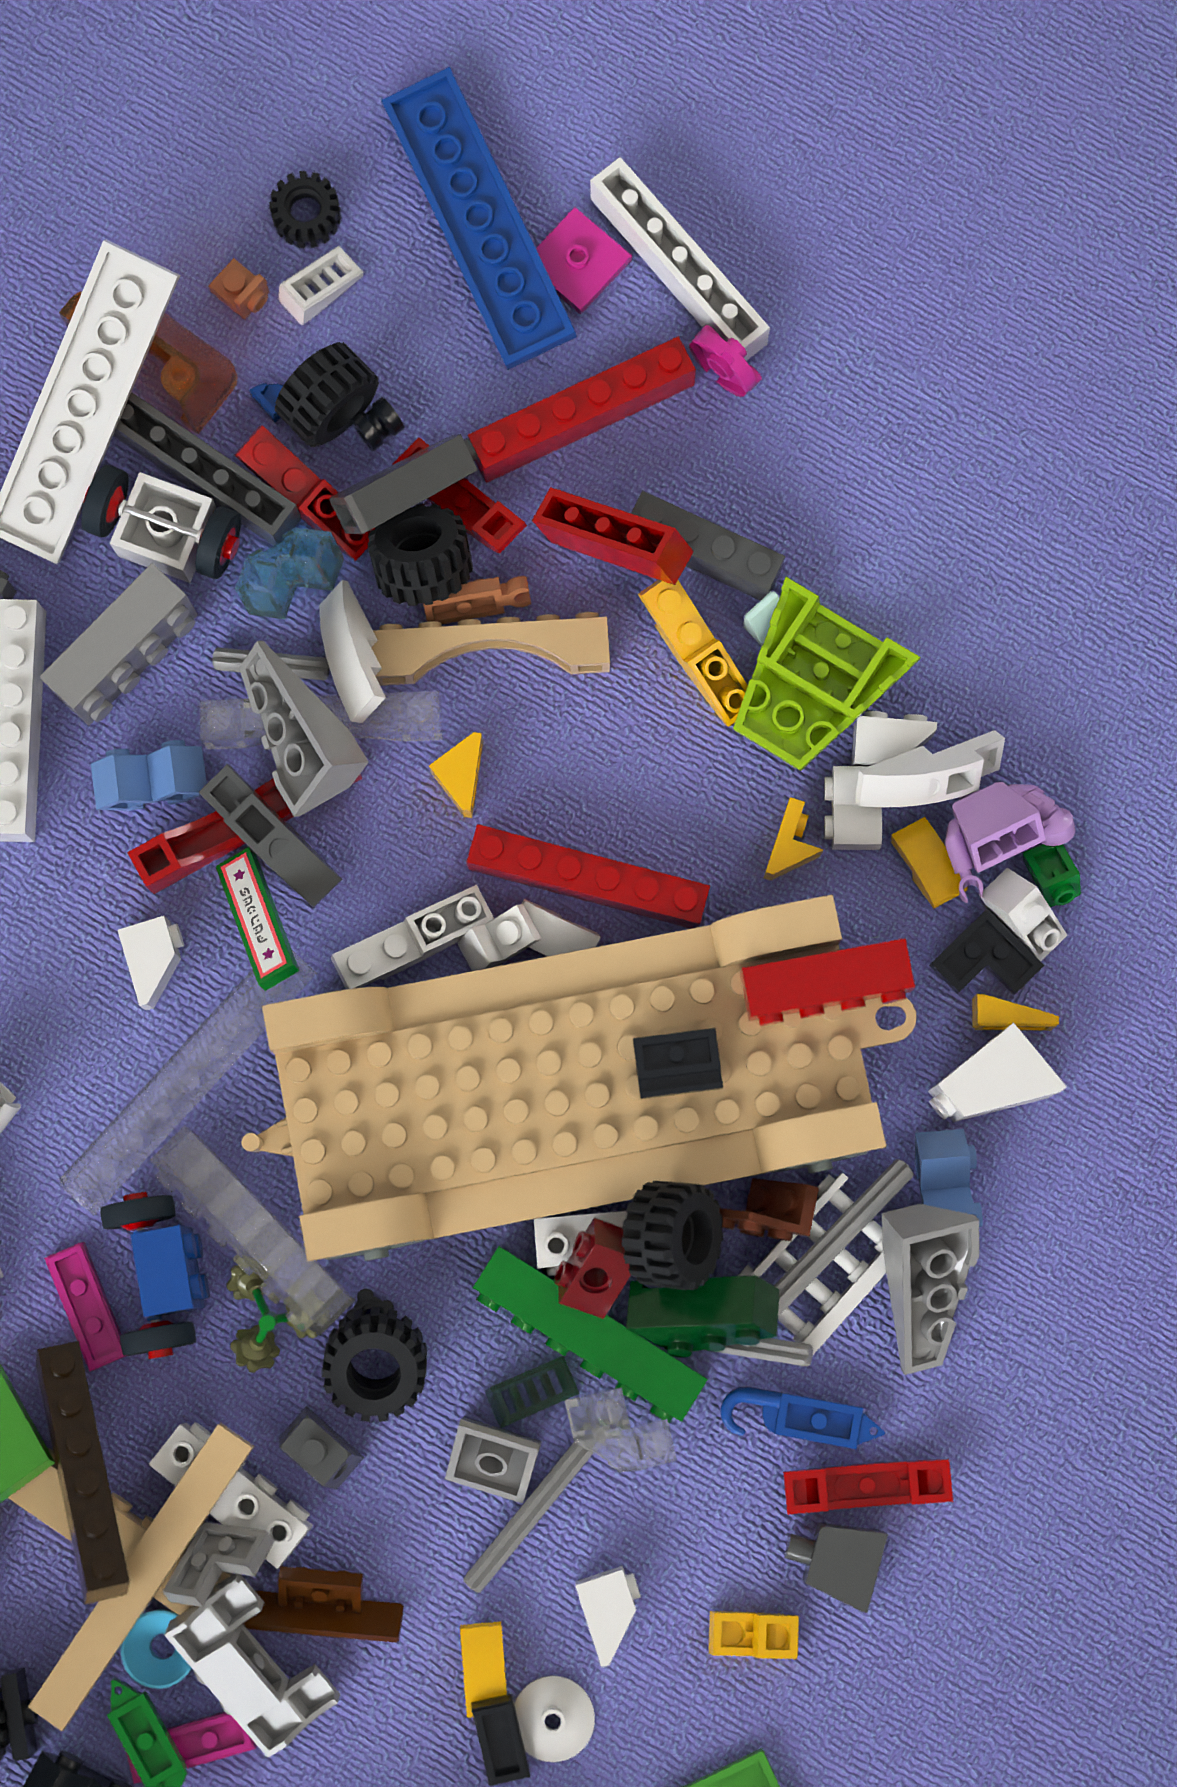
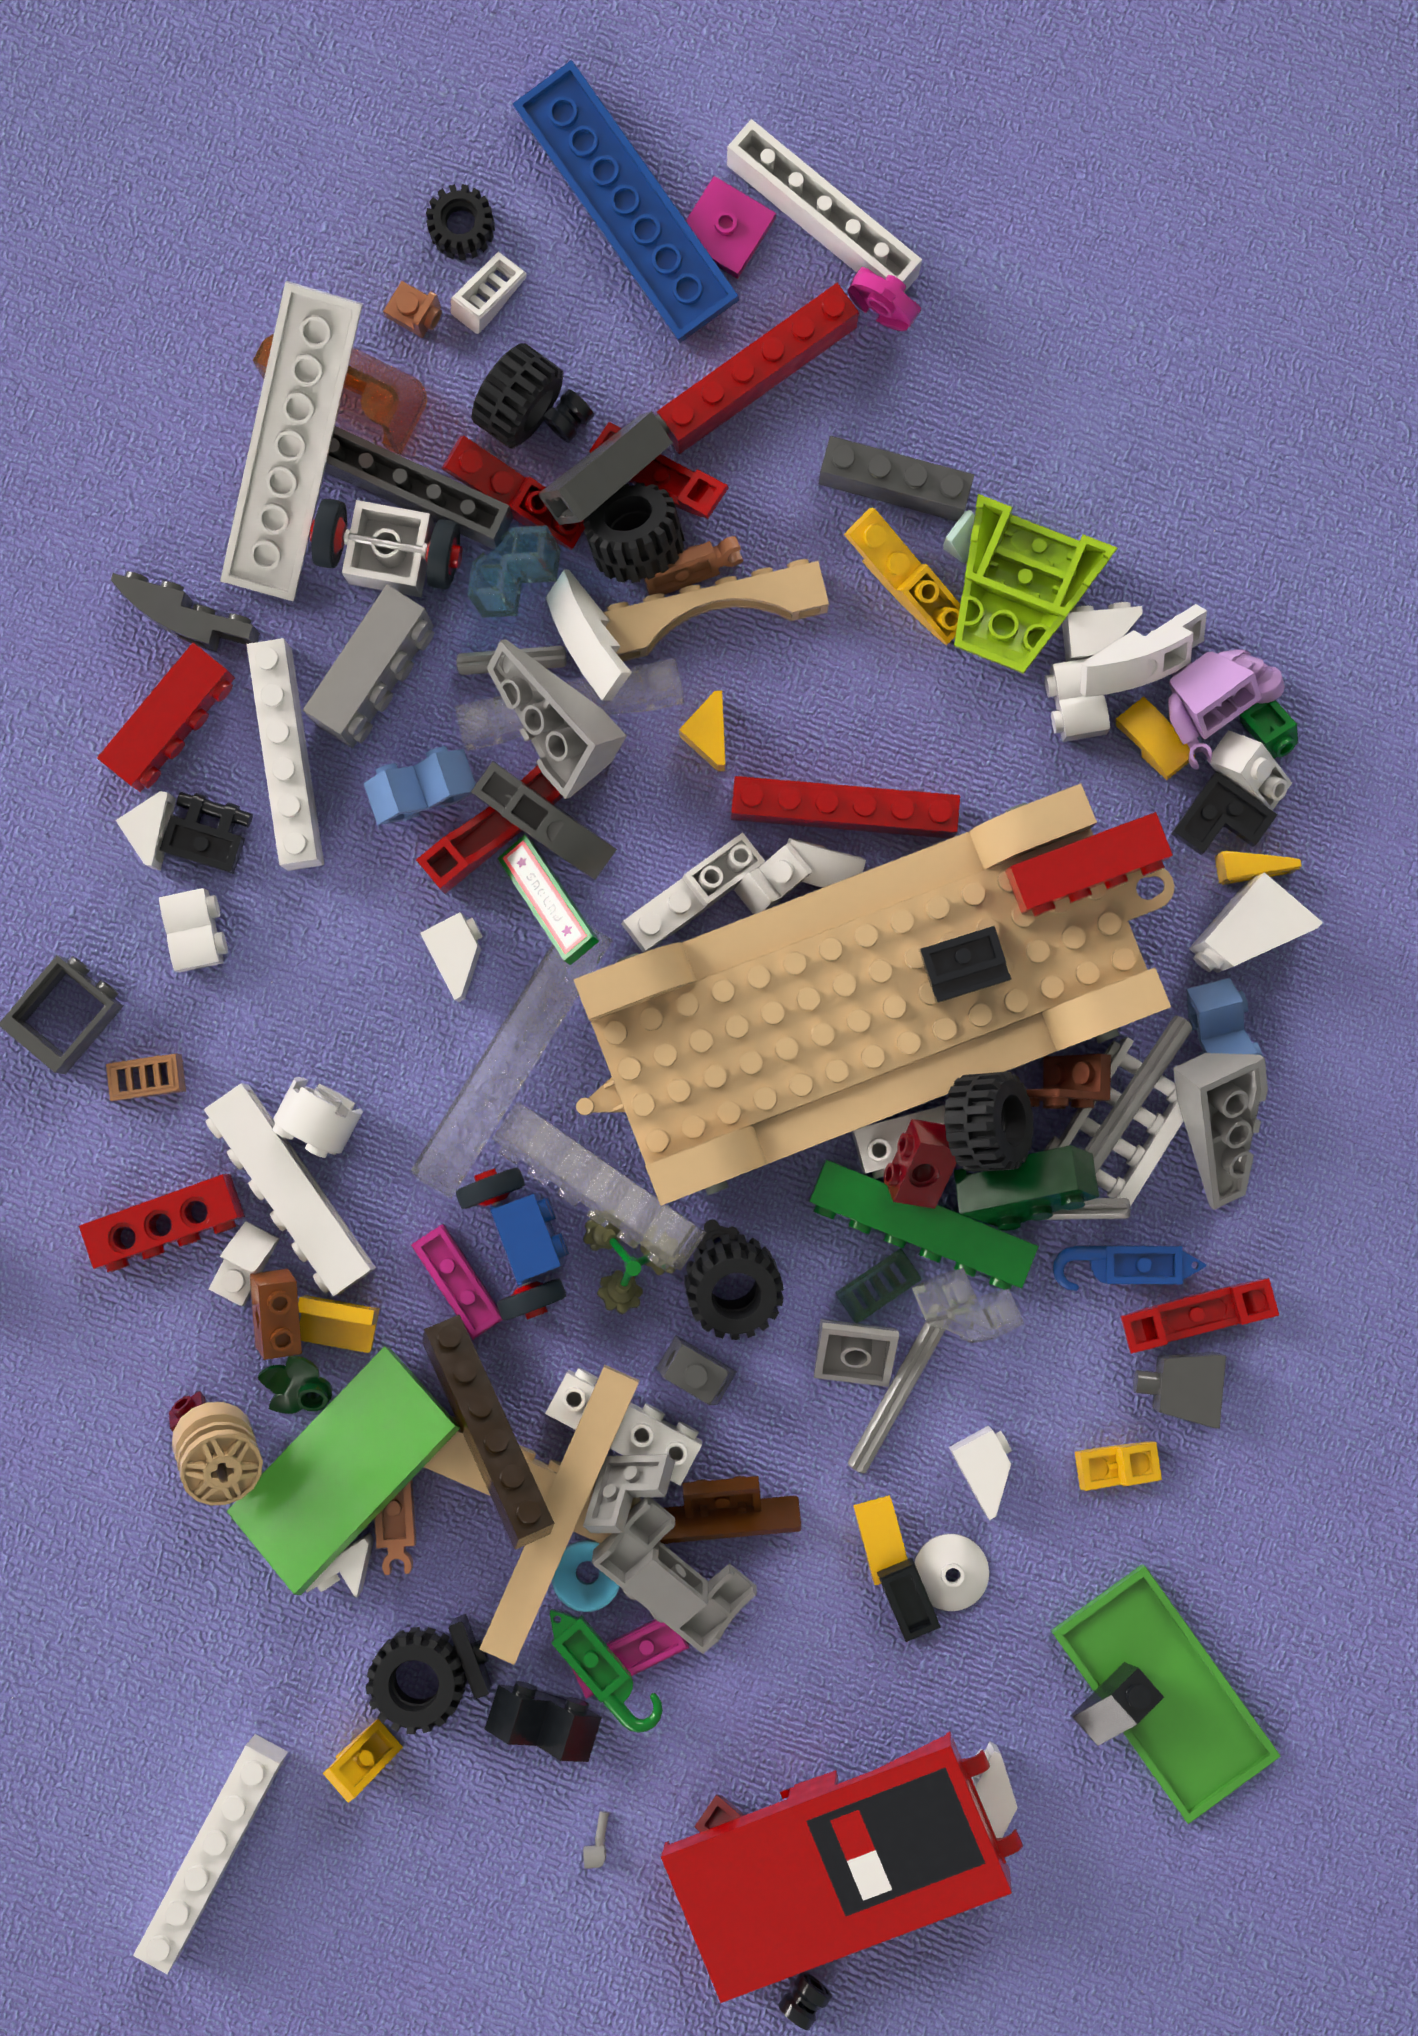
camera: 10 degrees left, 5 degrees up
(266, 396) = (461, 409): blue tile -> none
(613, 535) = (812, 483): red brick -> none
(790, 853) = (1023, 751): yellow slope -> none

